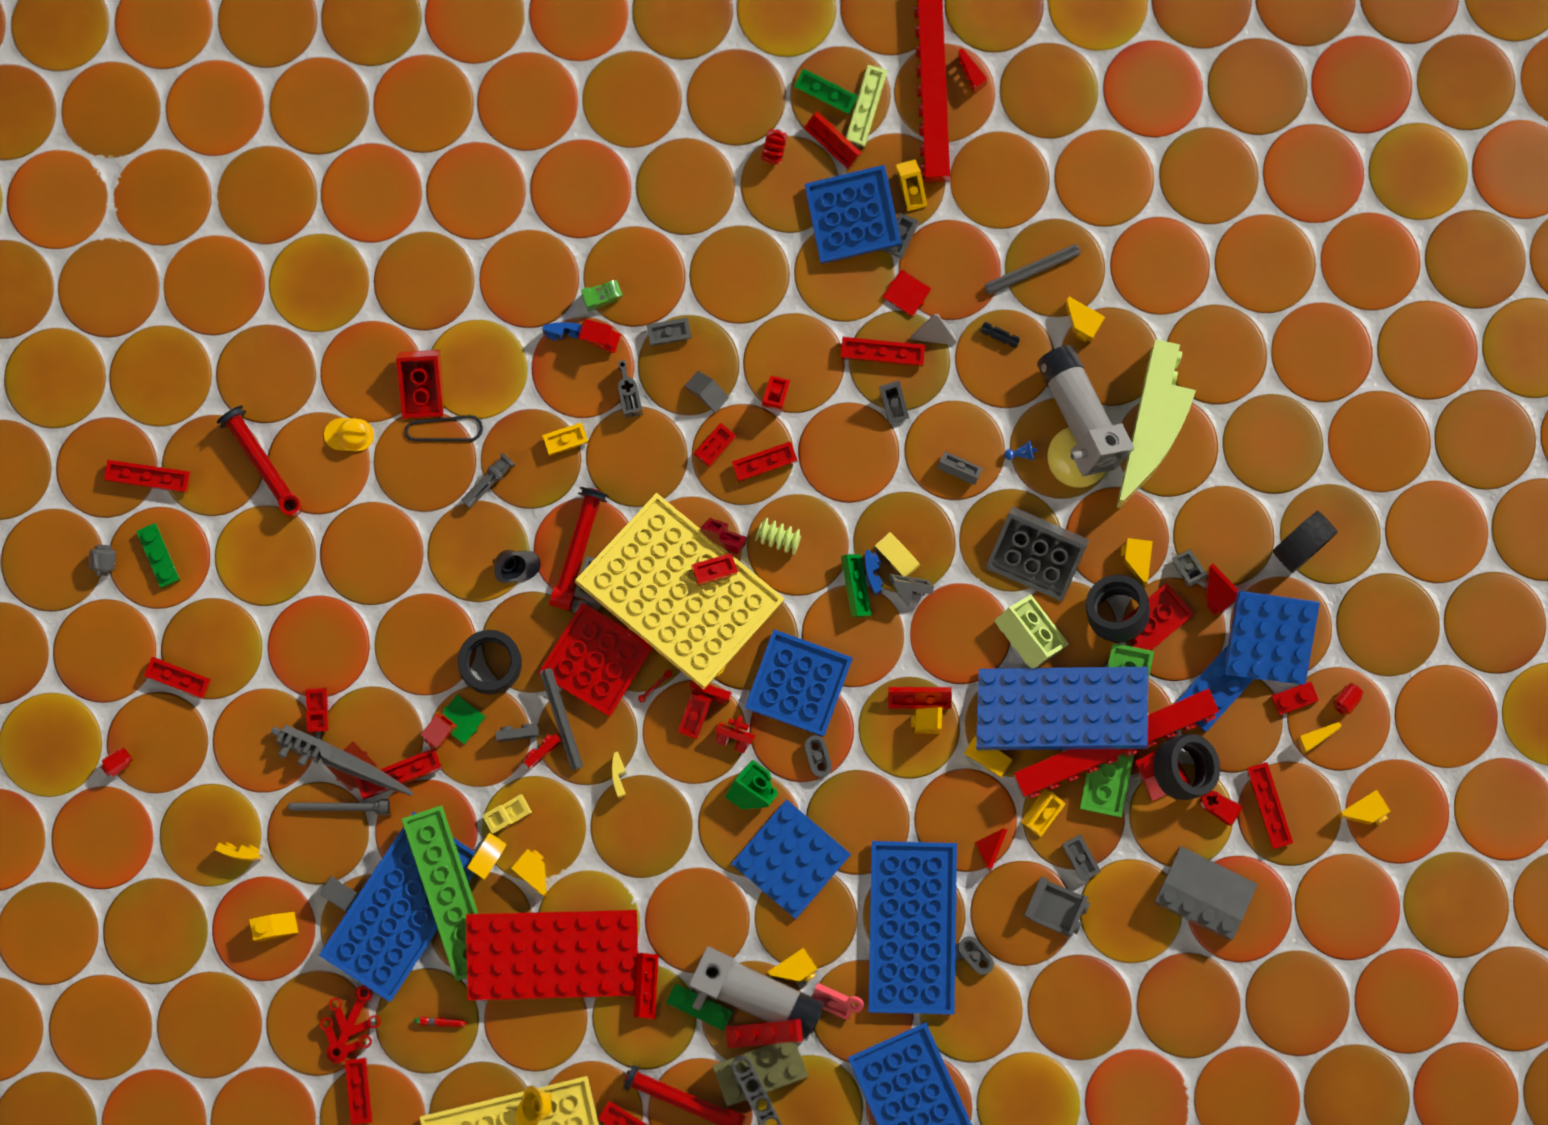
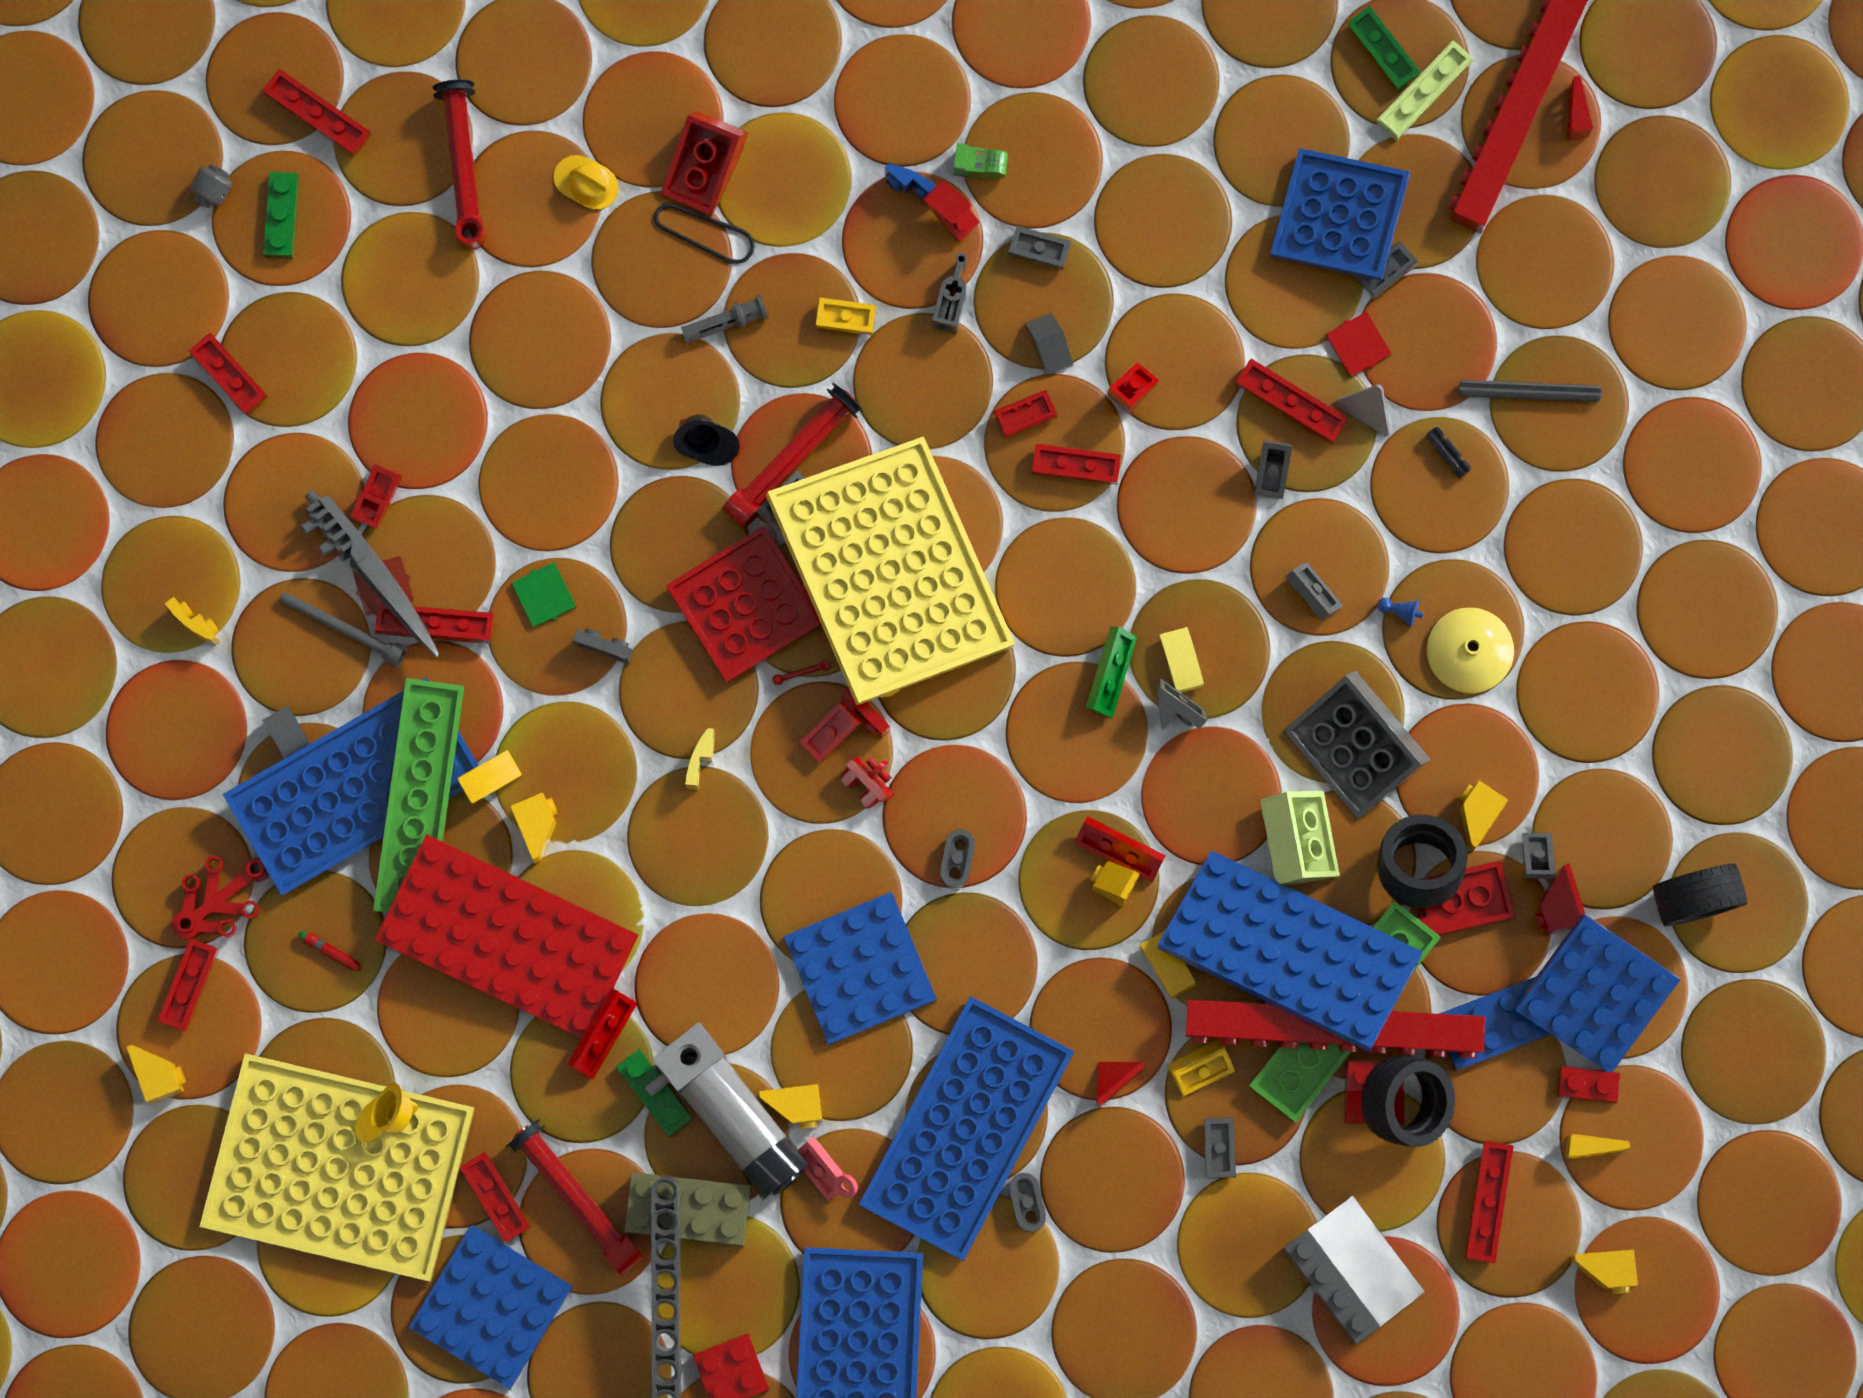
camera: 25 degrees right, 0 degrees up
(116, 762) = (102, 439): red brick -> none
(273, 926) = (188, 732): yellow slope -> none
(438, 730) = (509, 594): red brick -> none
(489, 687) = (613, 507): black tyre -> none
(507, 814) = (541, 738): light yellow slope -> none
(534, 756) = (611, 685): red plate -> none
(561, 719) = (665, 655): dark grey axle -> none
(714, 569) = (945, 564): red plate -> none
(719, 534) = (974, 524): dark red slope -> none
(752, 788) = (856, 856): green slope -> none
(764, 1033) = (715, 1165): red plate -> none
(774, 146) = (1284, 84): red gear -> none
(779, 536) = (1047, 563): yellowish green piece -> none
(798, 683) = (979, 756): blue plate -> none
(832, 140) = (1361, 111): red plate -> none
(872, 566) = (1142, 659): blue slope -> none
(911, 185) = (1431, 214): yellow slope -> none
(1056, 907) = (1157, 1194): dark grey panel -> none
(1083, 320) = (1562, 485): yellow slope -> none
(1099, 443) = (1502, 645): light grey piece -> none
(1158, 418) = (1593, 653): yellowish green slope -> none
(1223, 809) = (1430, 1177): red piece -> none
(1348, 699) = (1655, 1118): red brick -> none

